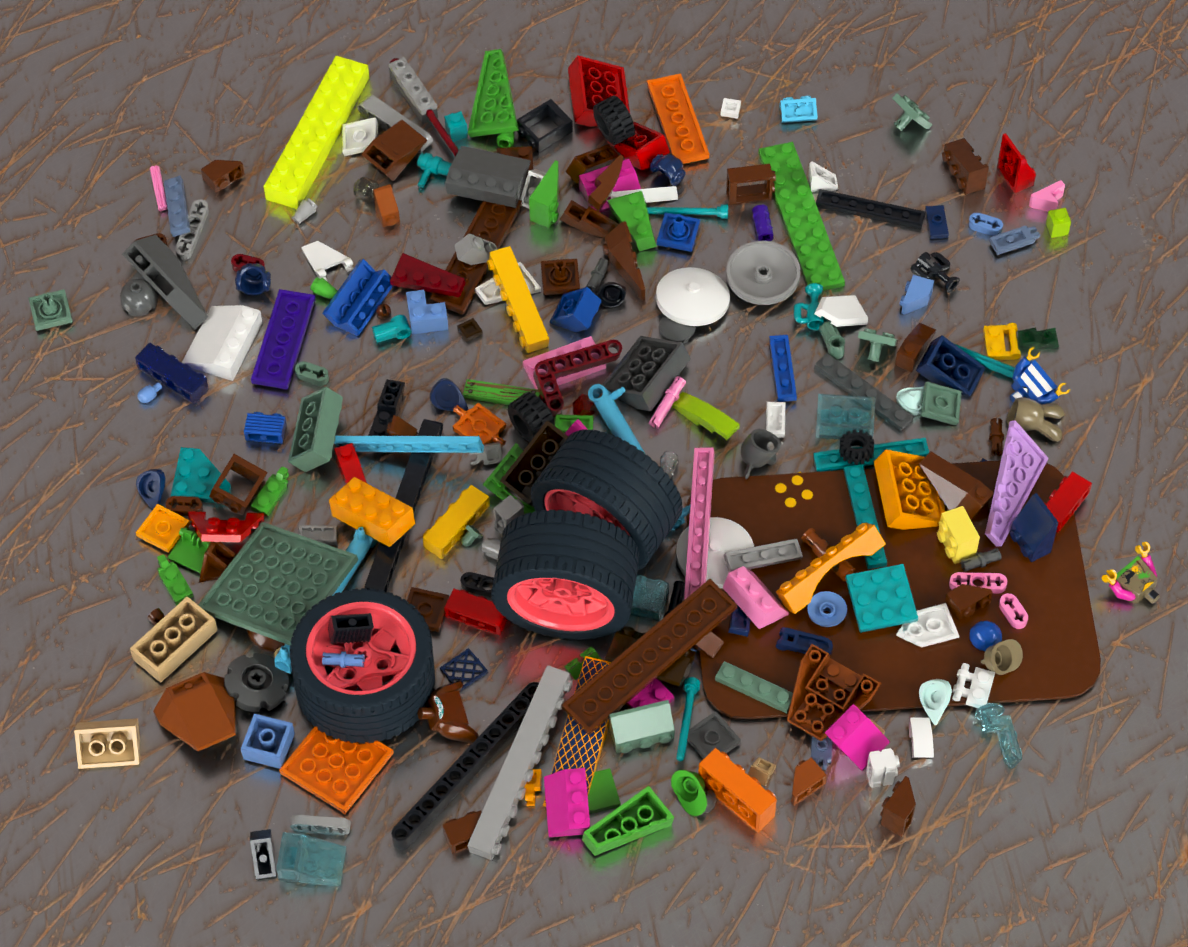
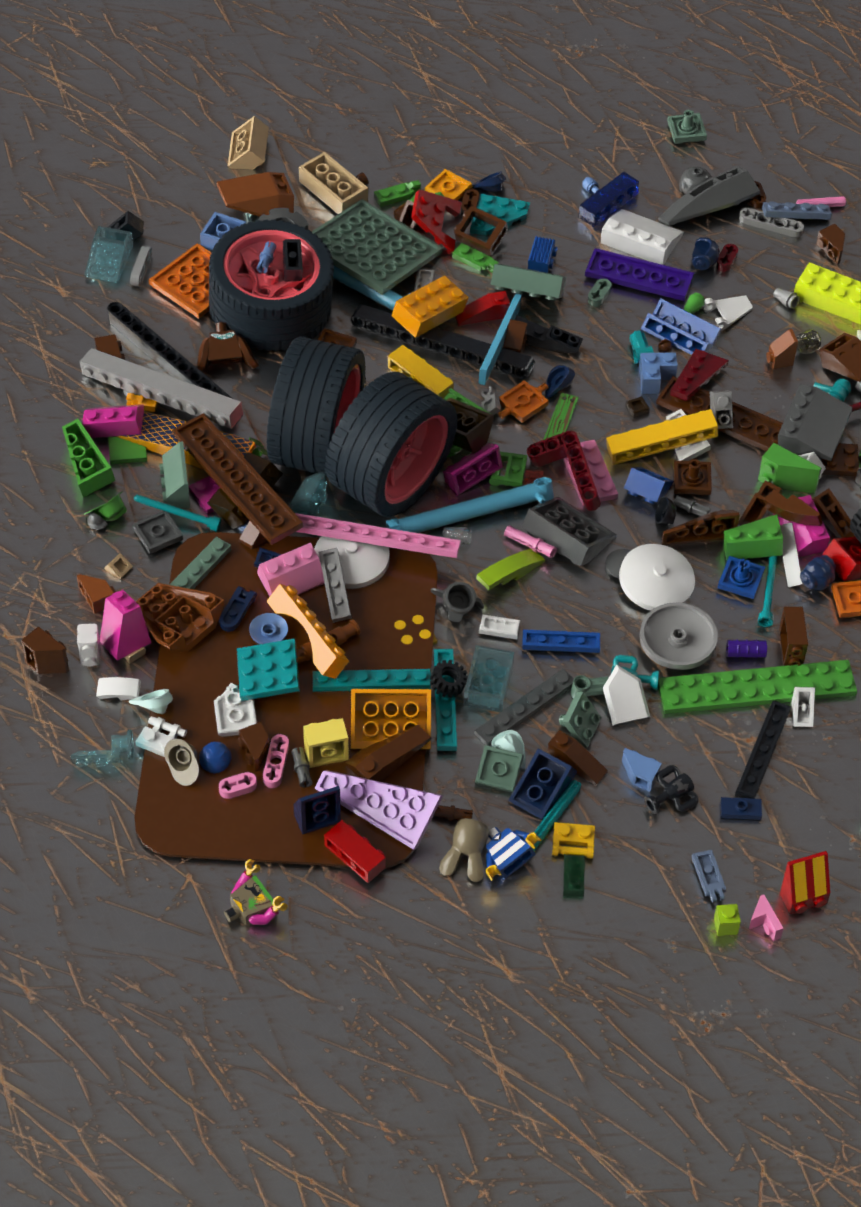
camera: 95 degrees right, 5 degrees down
(457, 659) = (264, 363): dark blue window -> none
(528, 415) = (518, 428): black tyre -> none
(738, 790) = (94, 534): orange brick -> none
(965, 166) = (812, 838): reddish brown wedge -> none
(985, 224) = (738, 855): medium blue beam -> none

